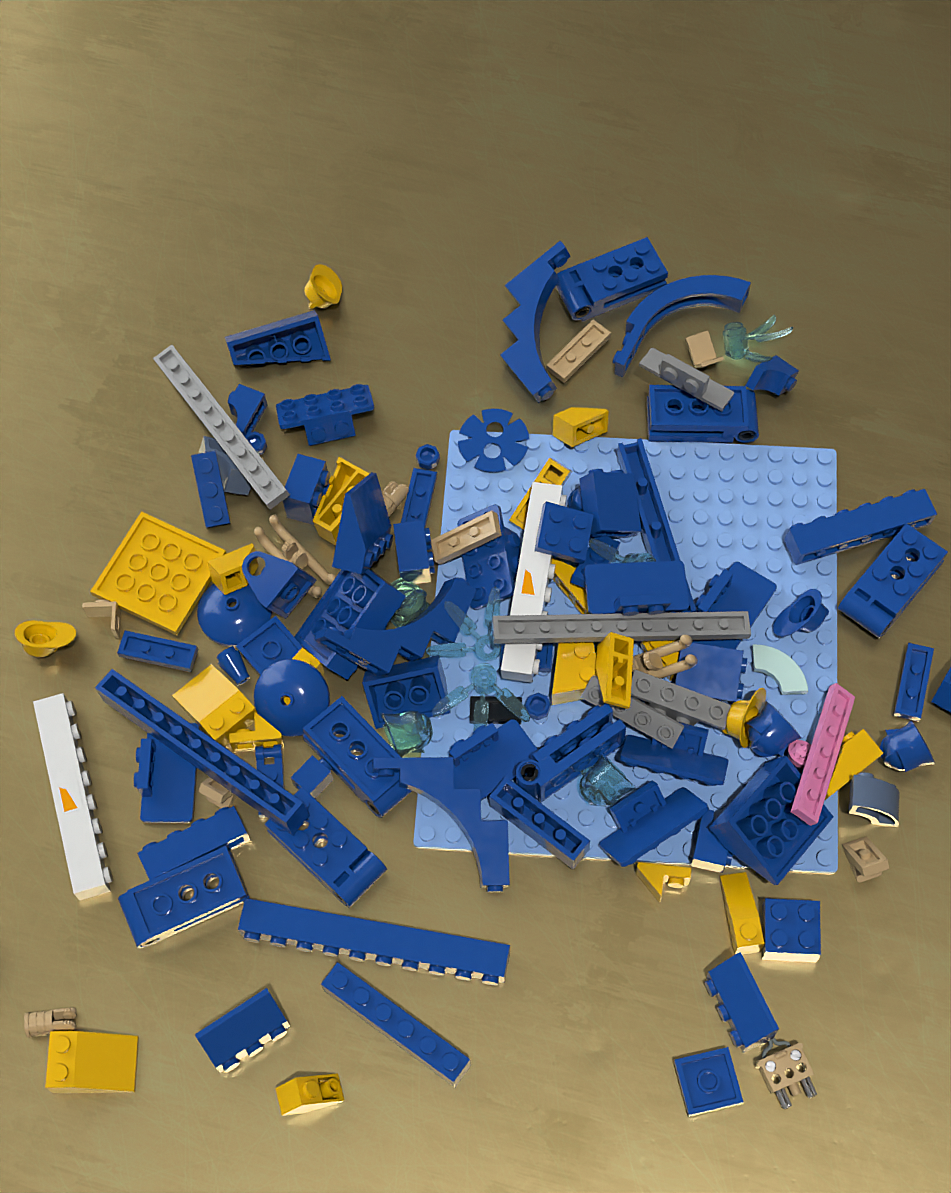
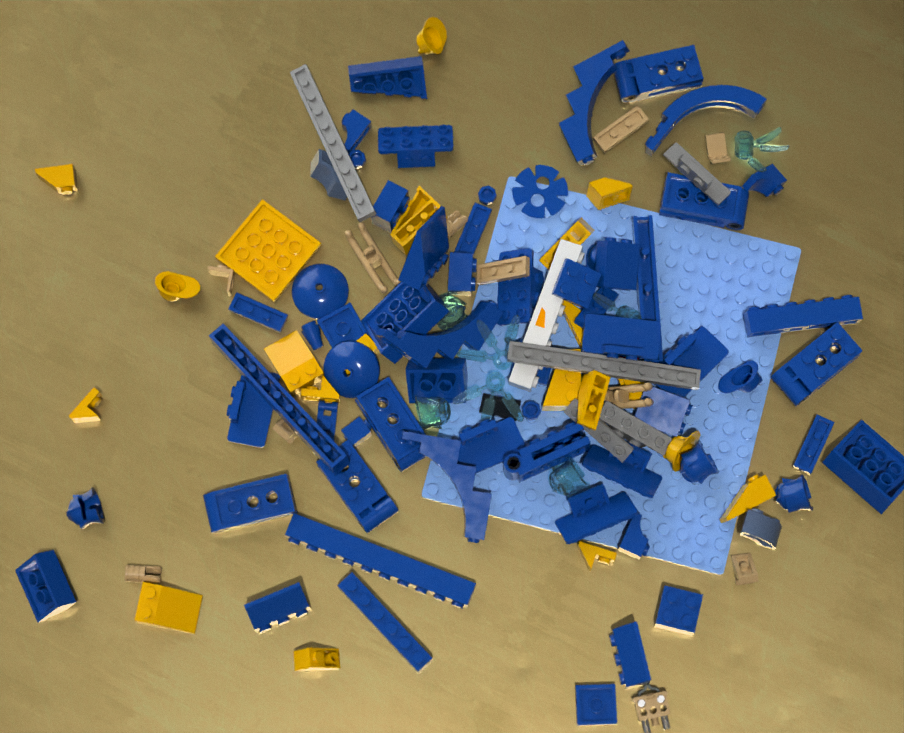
camera: 10 degrees right, 10 degrees up
(72, 798) = (179, 412): white brick -> none
(194, 842) = (263, 466): blue brick -> none
(210, 488) = (317, 192): blue plate -> none
(227, 569) = (325, 260): yellow slope -> none
(279, 584) = (356, 280): blue hose -> none
(539, 823) = (514, 499): blue brick -> none
(741, 913) = (646, 591): yellow slope -> none
(761, 824) = (682, 530): blue slope -> none
(780, 668) = (716, 415): light aqua tile -> none
(798, 753) = (717, 484): bright pink hat -> none
(823, 754) = (731, 488): bright pink plate -> none

